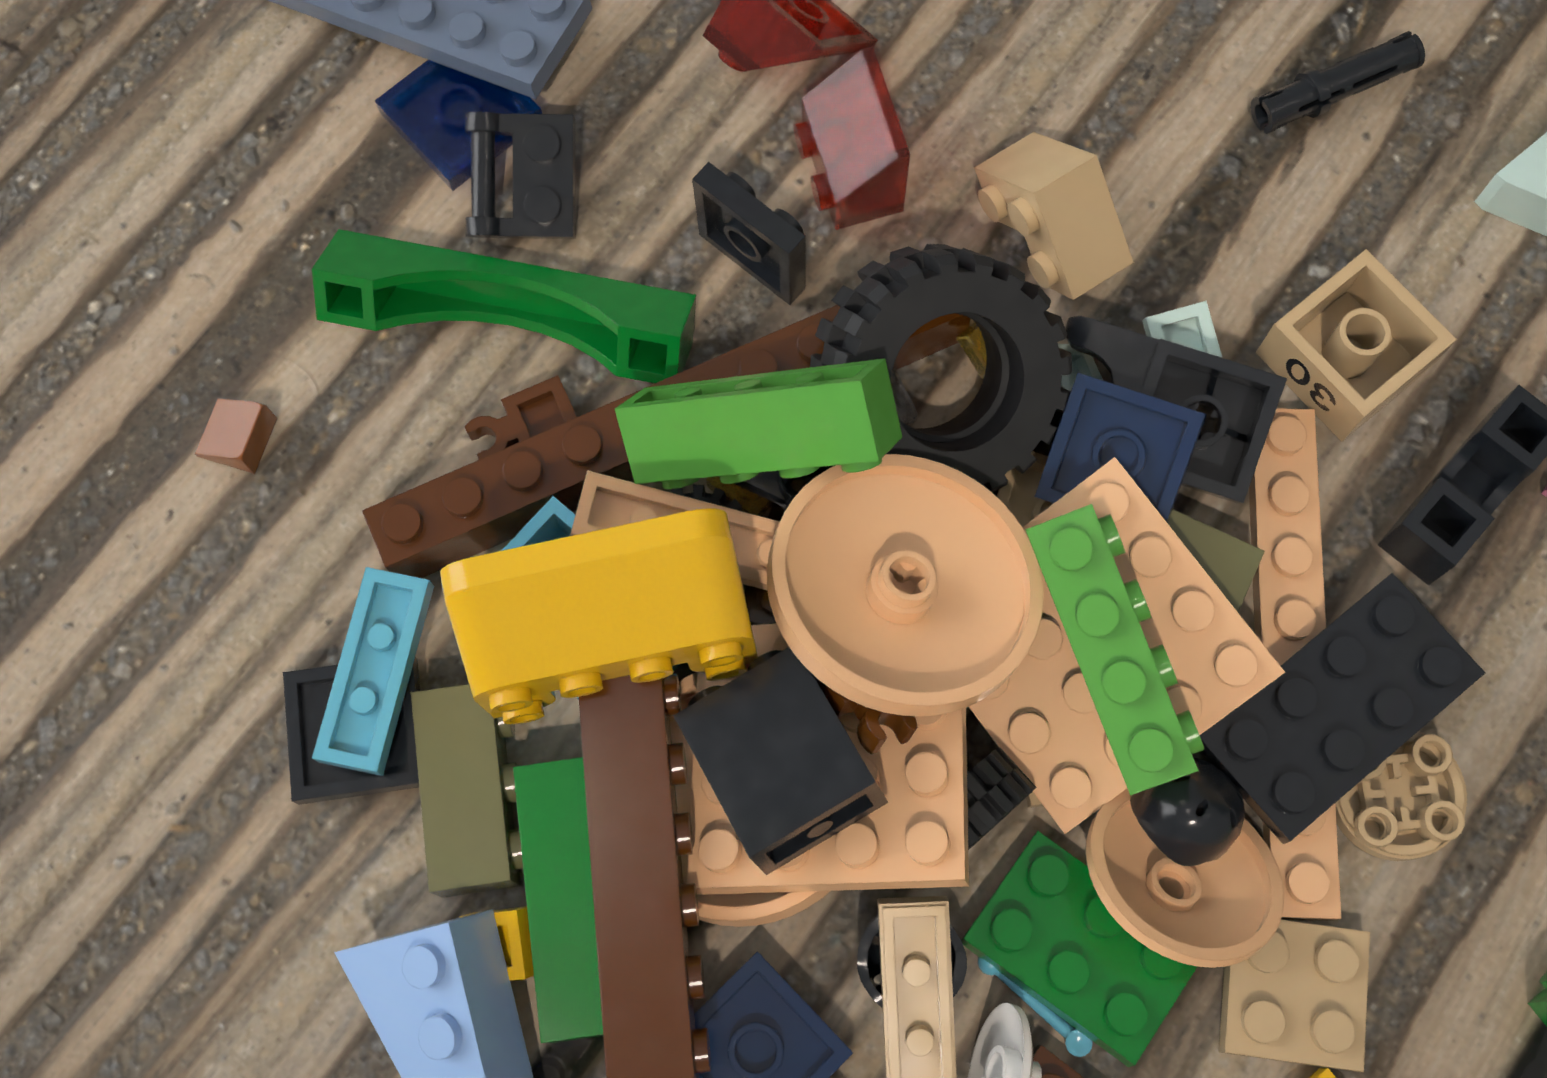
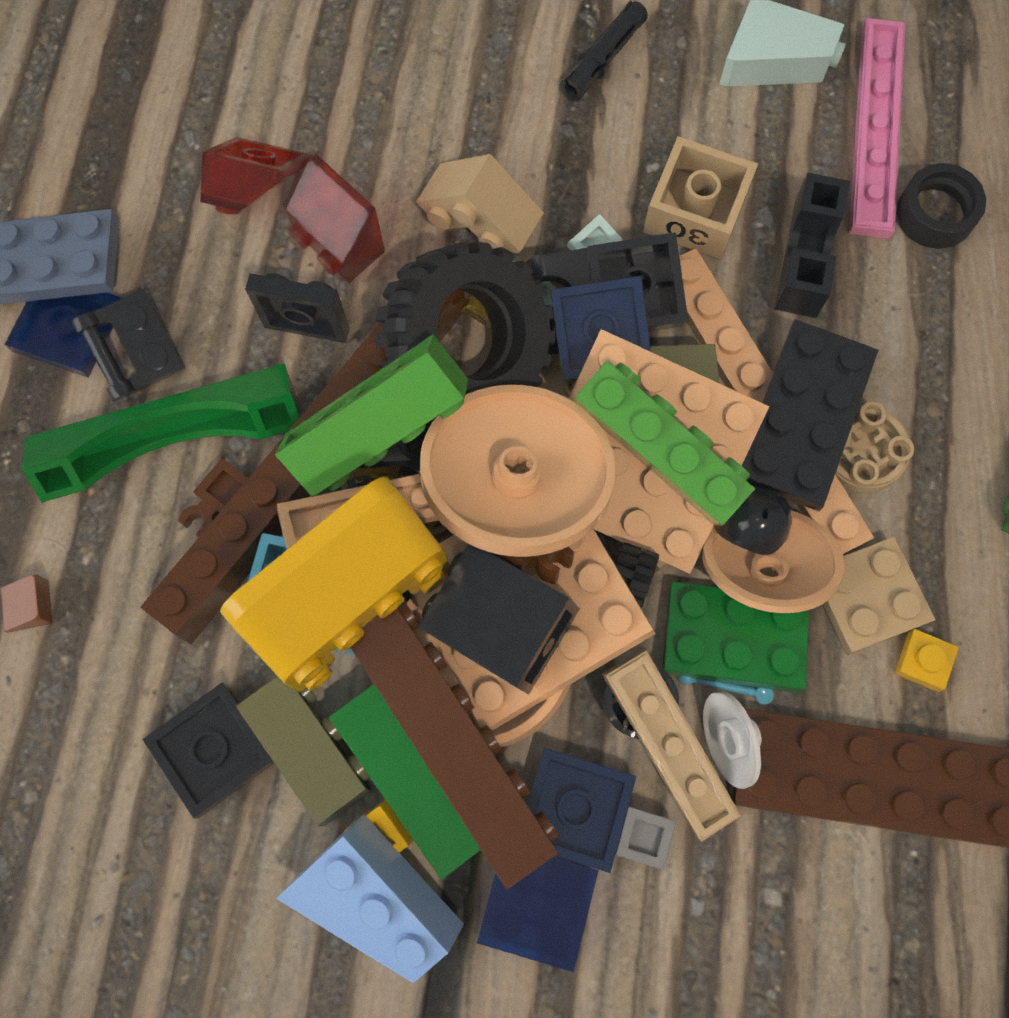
camera: 30 degrees left, 0 degrees up
(373, 671) = (203, 706): medium azure plate -> none

